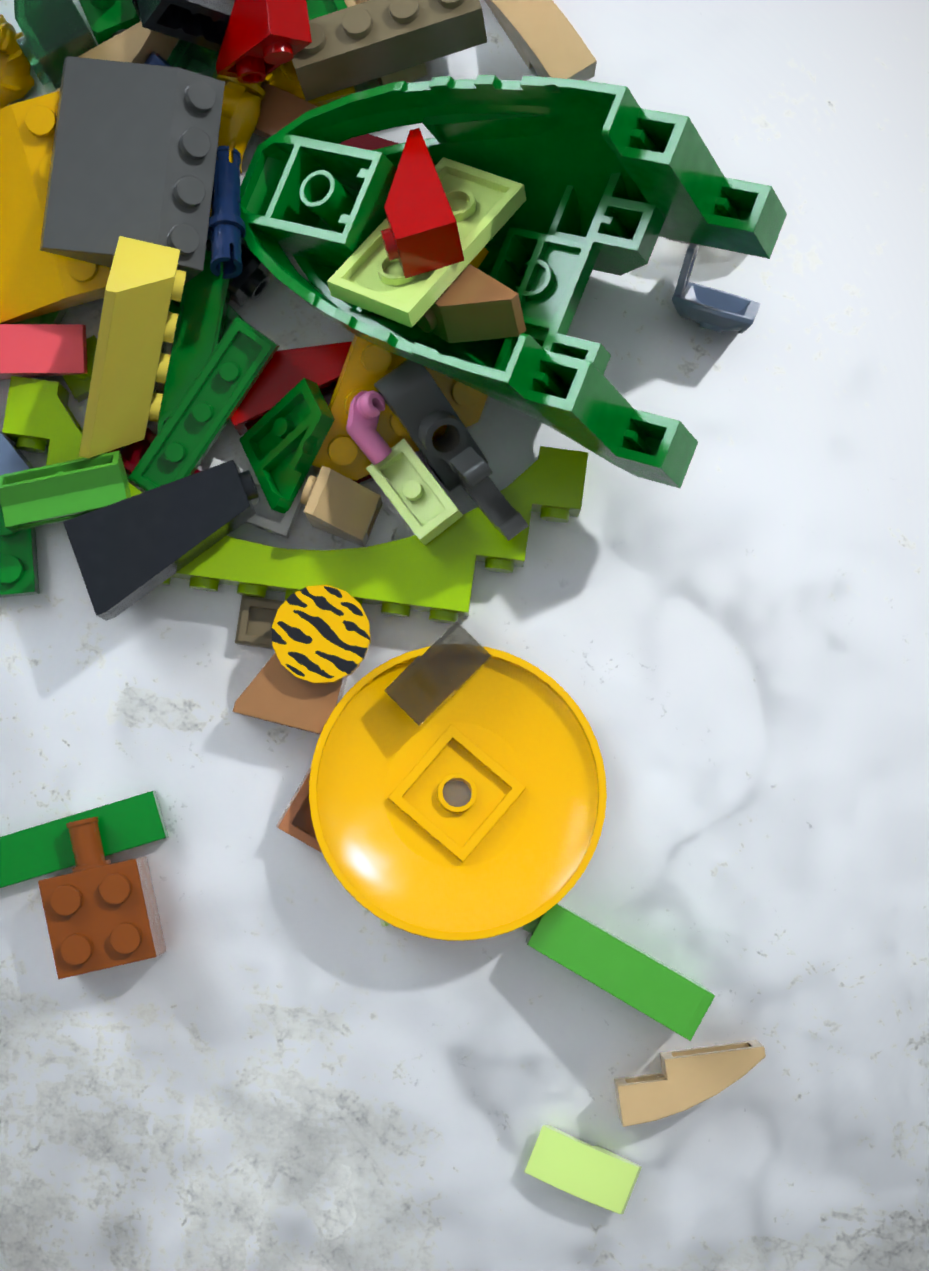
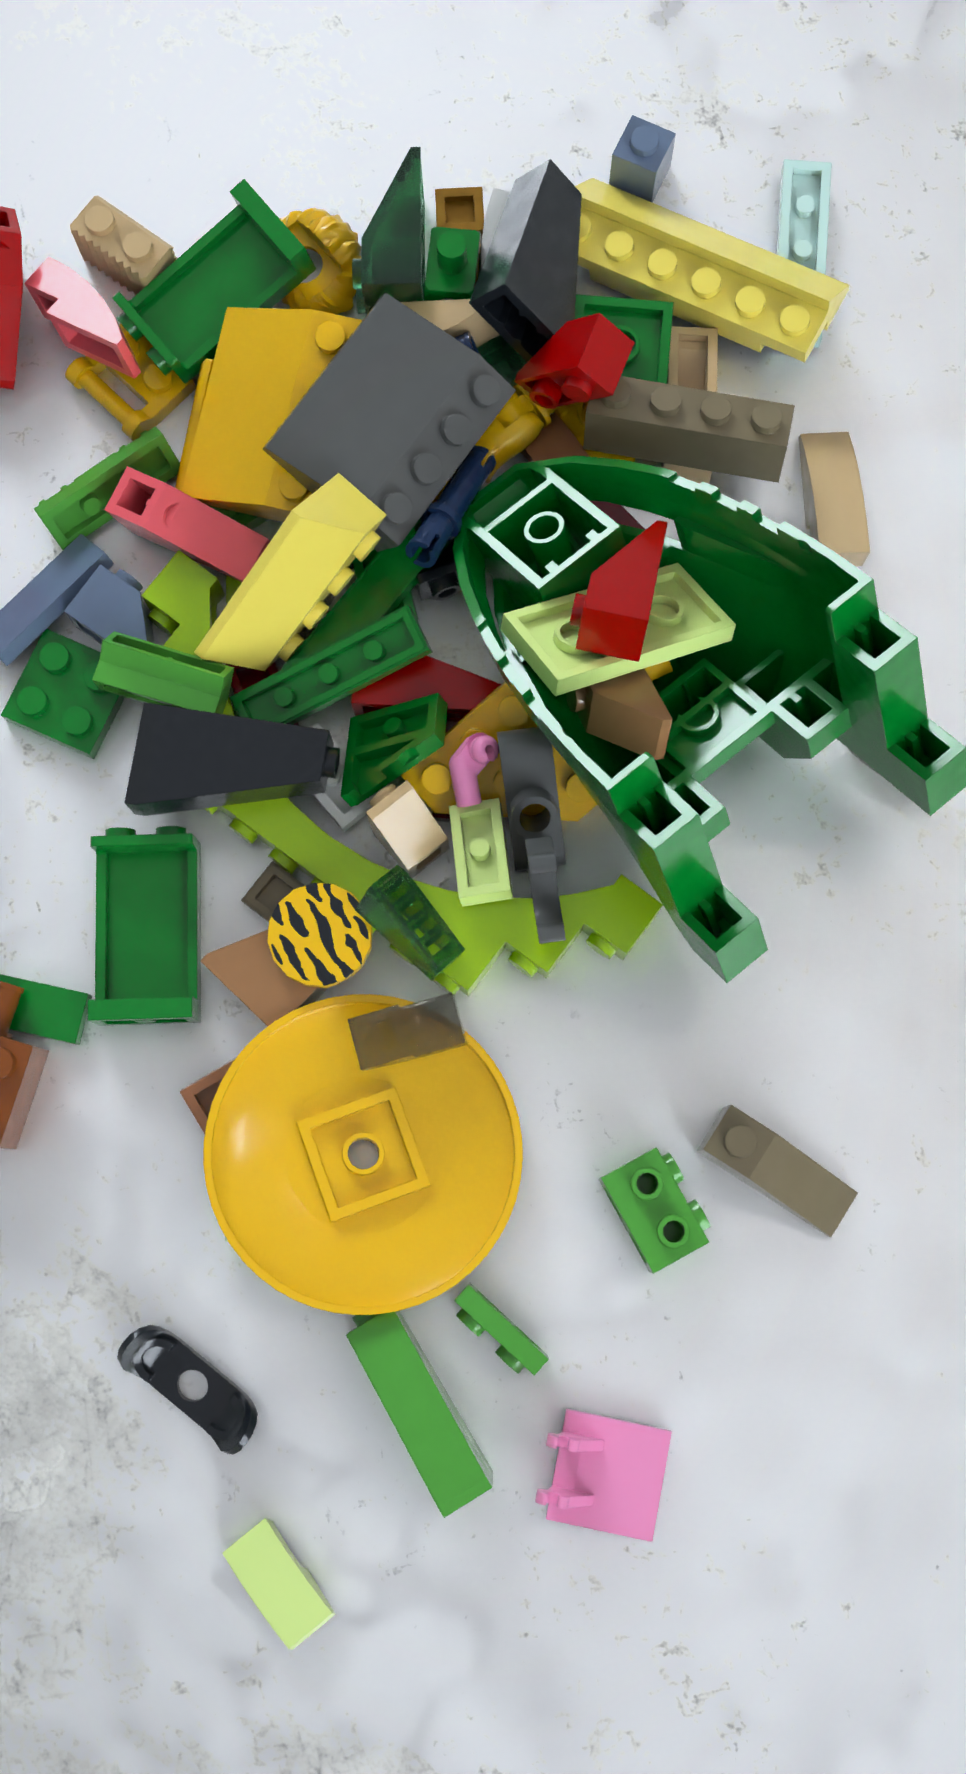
camera: 30 degrees right, 5 degrees down
(169, 708) = (147, 927): none -> green panel
(375, 578) = (399, 895): none -> clear green slope
(387, 1051) = (161, 1360): none -> black piece
(668, 877) = (516, 1347): none -> bright green plate
(685, 1080) = (424, 1555): tan slope -> none
(710, 306) = (852, 831): sand blue piece -> none
(718, 704) = (655, 1209): none -> bright green brick
(795, 935) = (607, 1474): none -> bright pink plate
(796, 617) = (777, 1169): none -> dark tan slope

